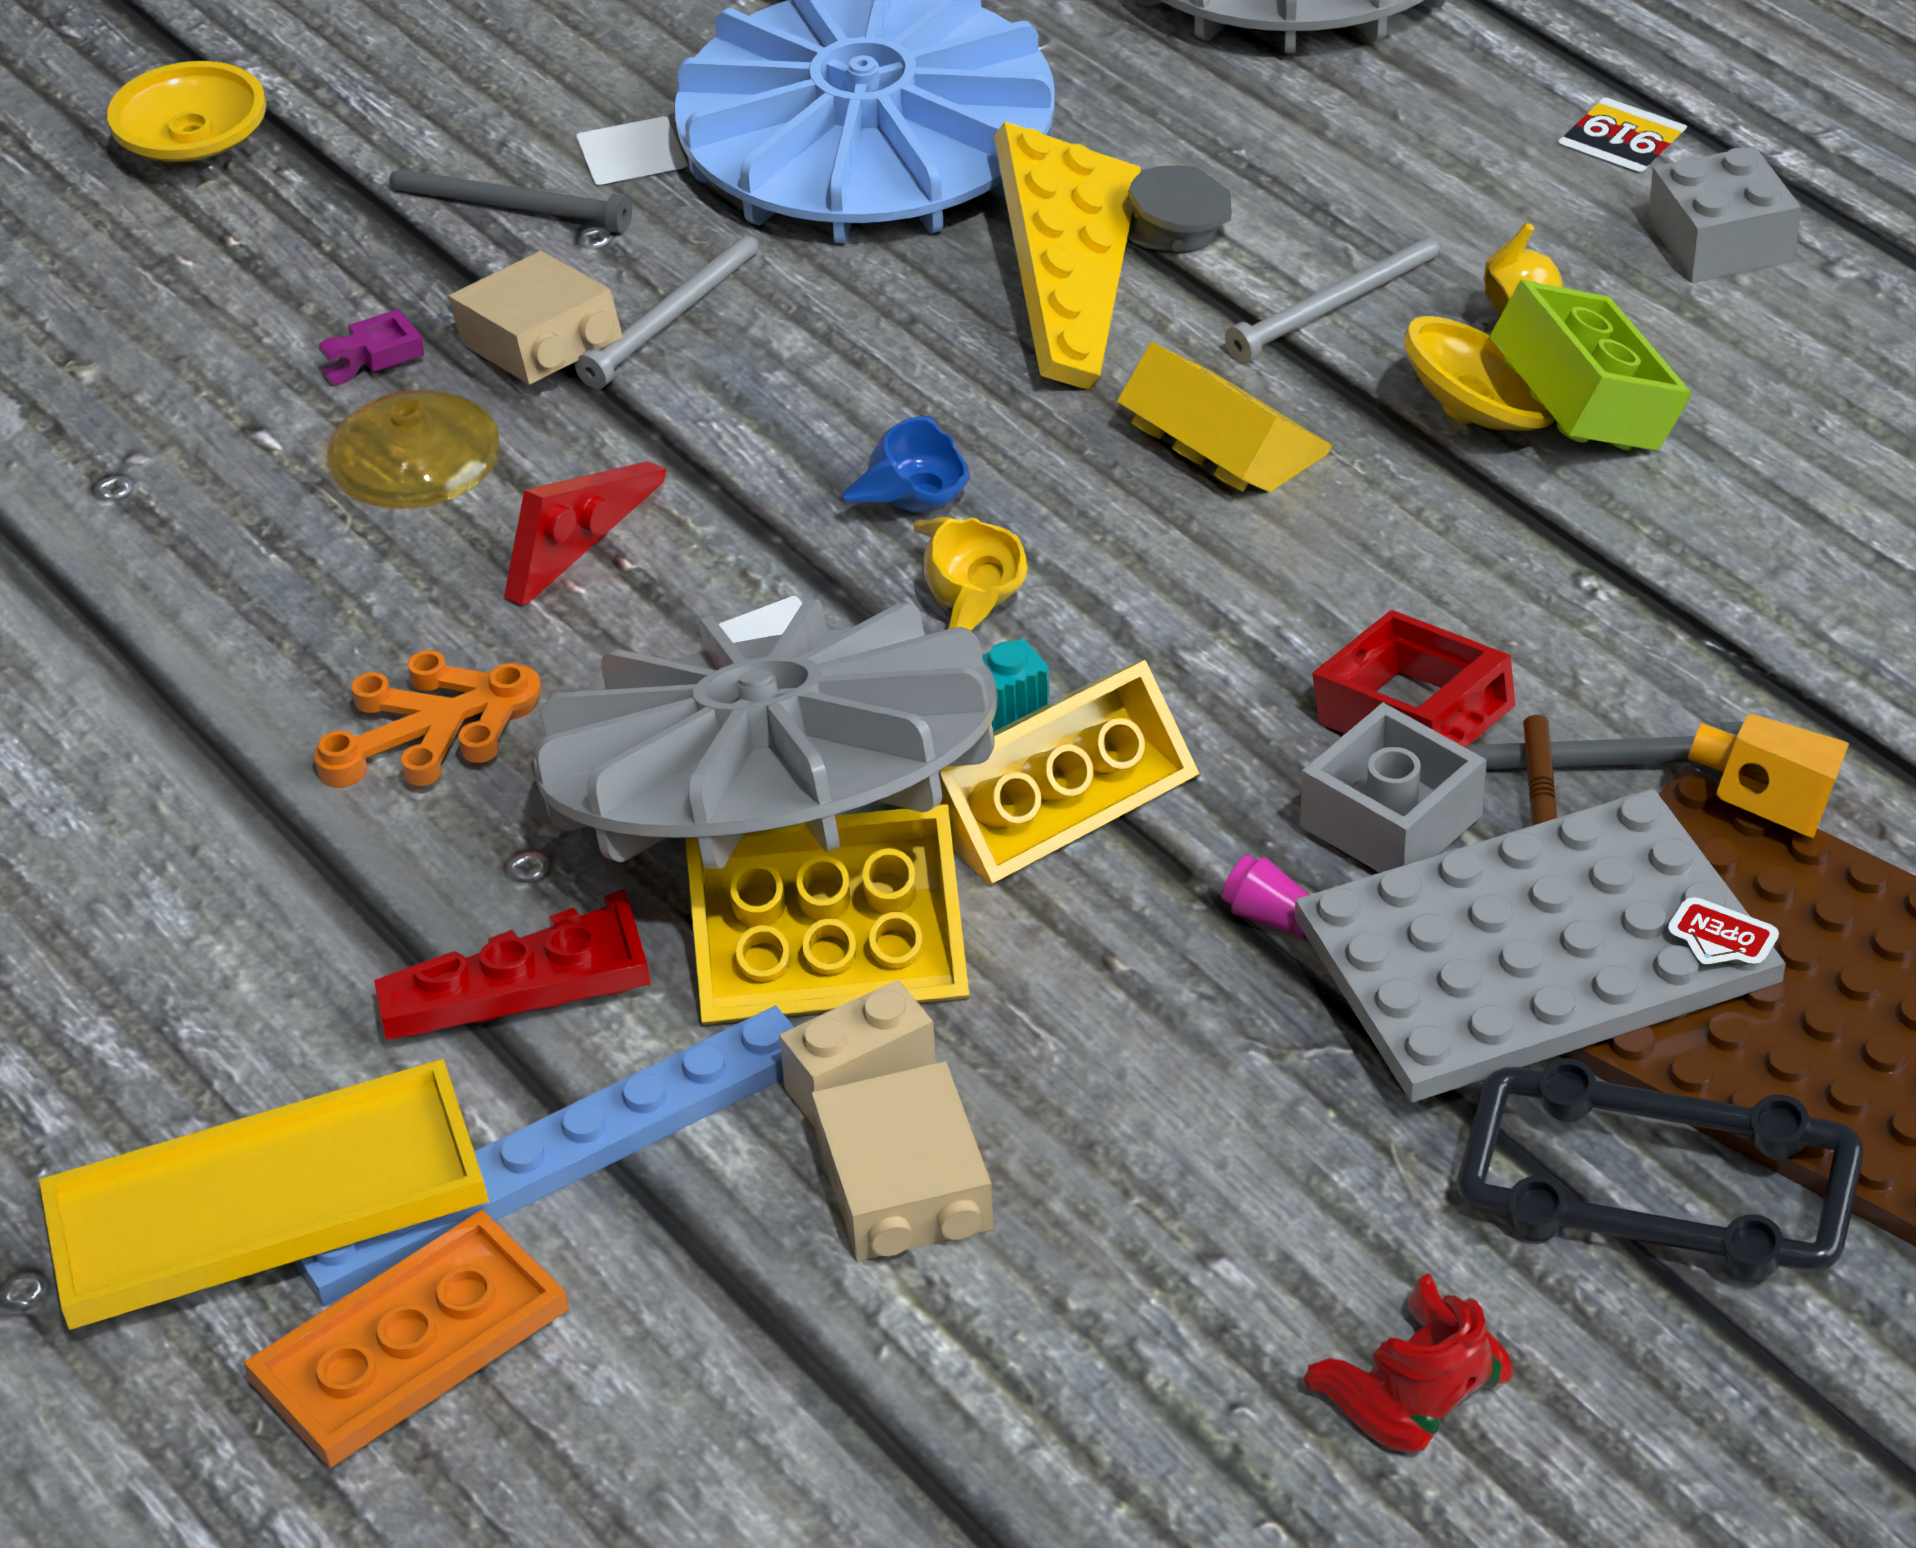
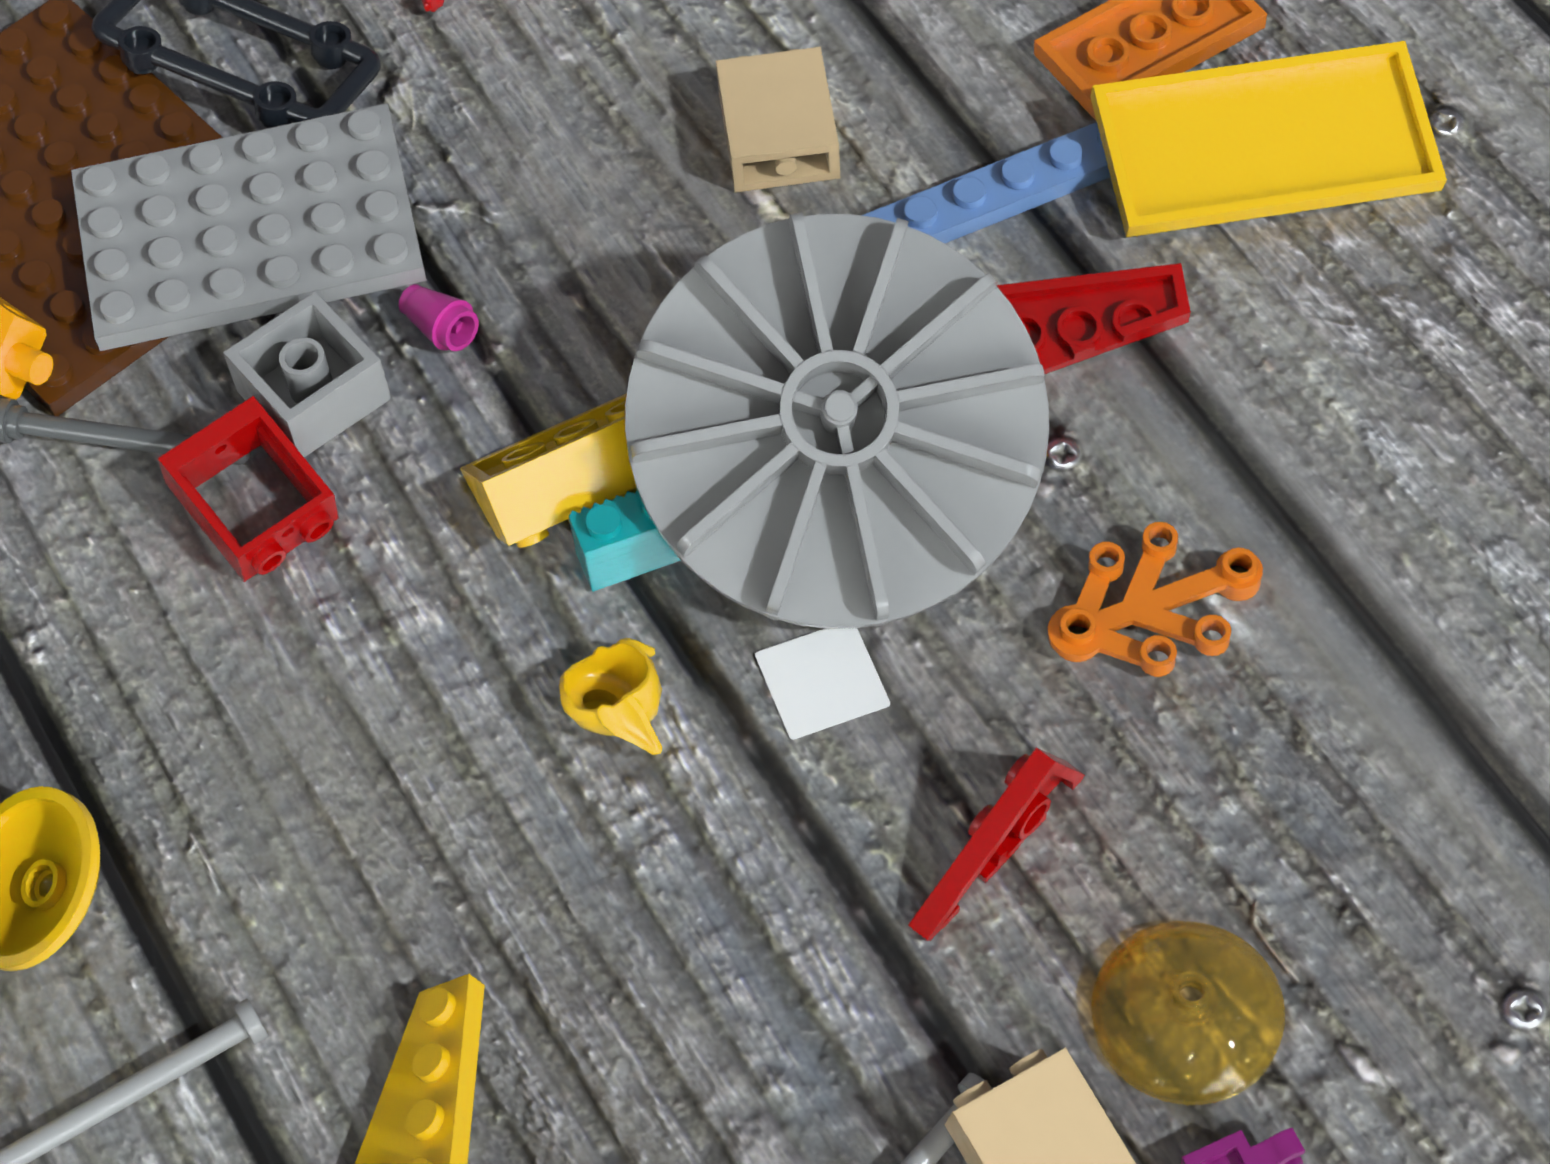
camera: 170 degrees left, 15 degrees up
(855, 1043) = (805, 183): tan brick -> none
(912, 468) = (646, 843): blue piece -> none
(1218, 422) = (309, 885): yellow slope -> none
(1539, 769) = (197, 352): reddish brown piece -> none
(1721, 933) = (108, 182): sticker -> none

